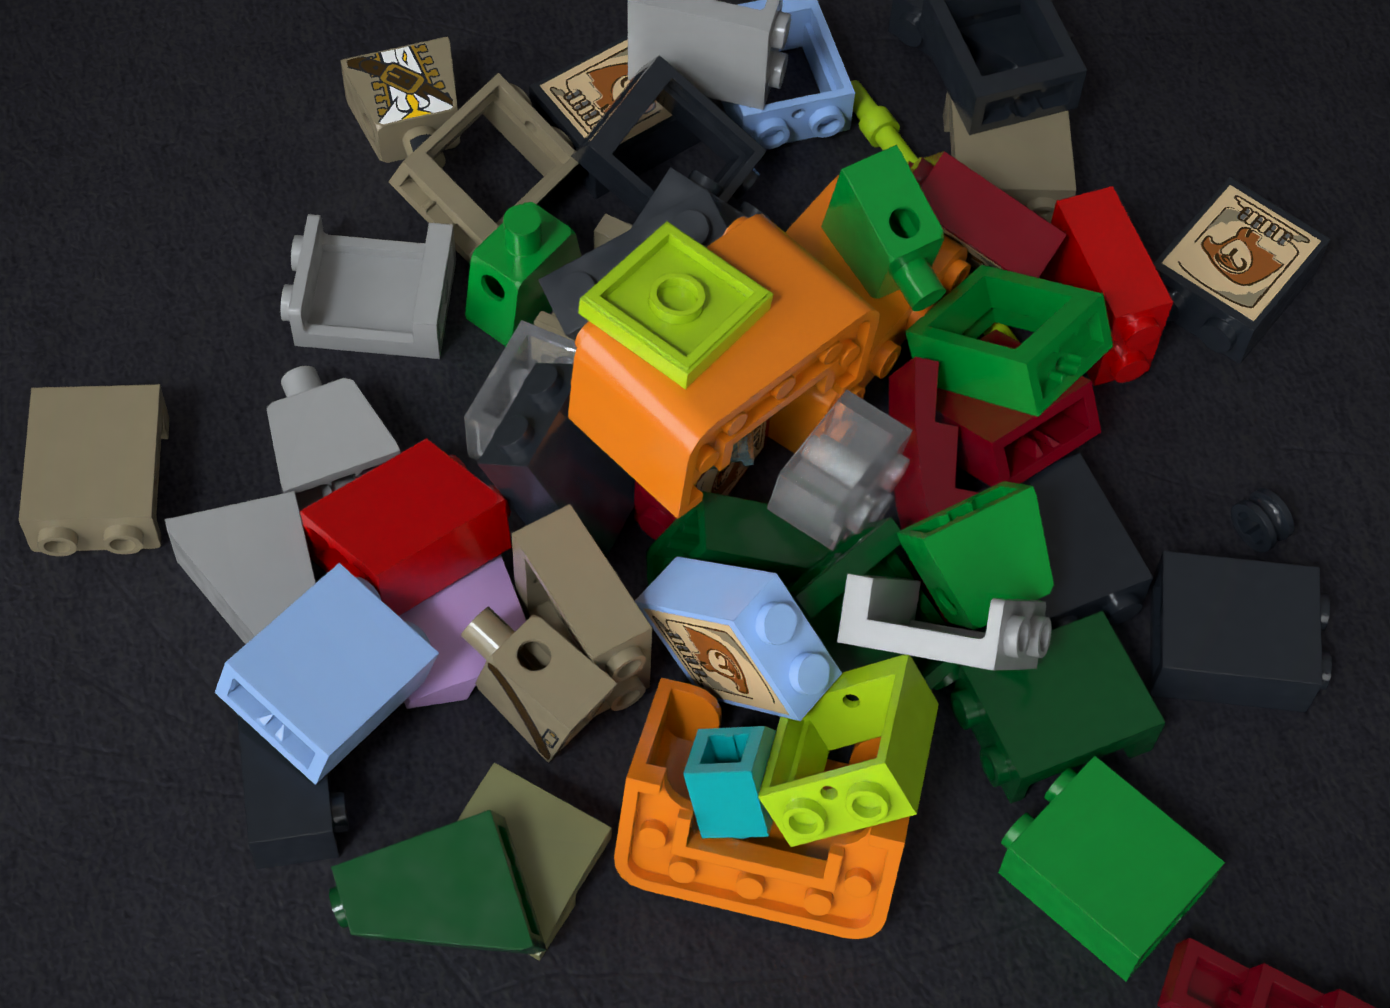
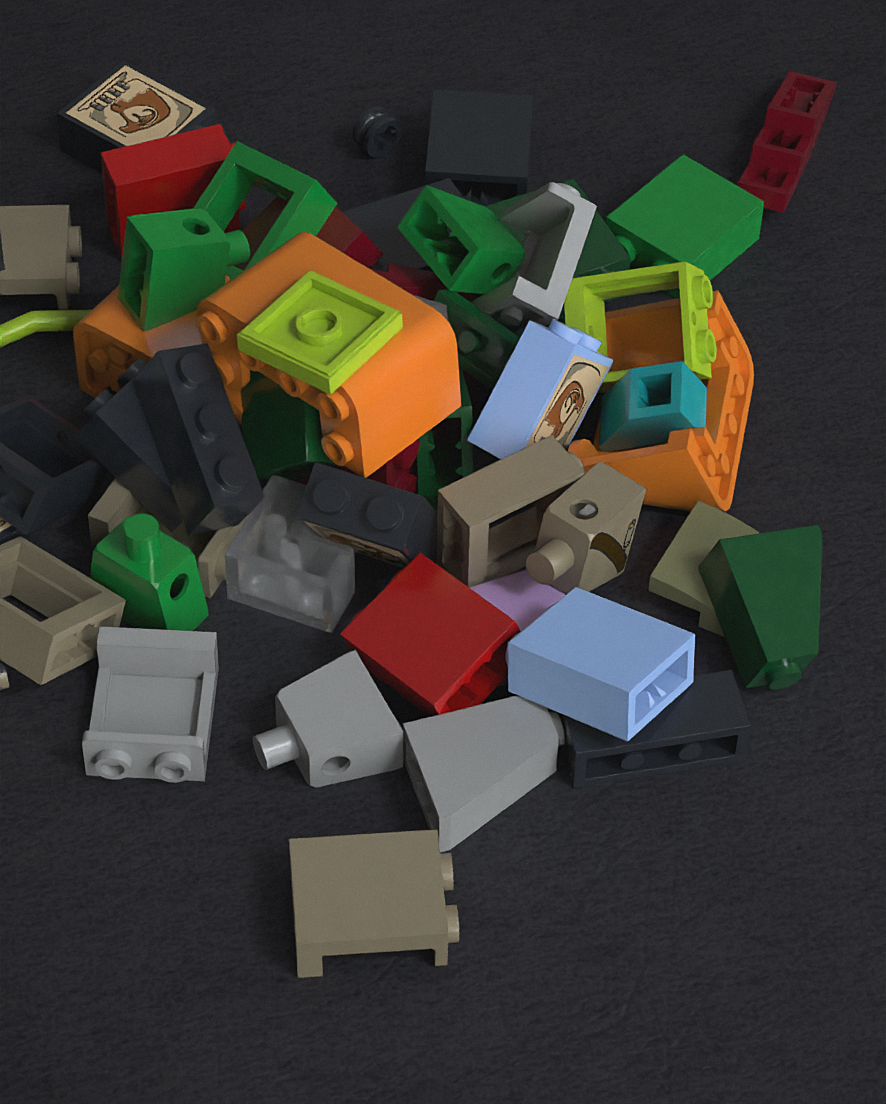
camera: 90 degrees left, 10 degrees down
(985, 218) = (96, 262): dark red brick -> none

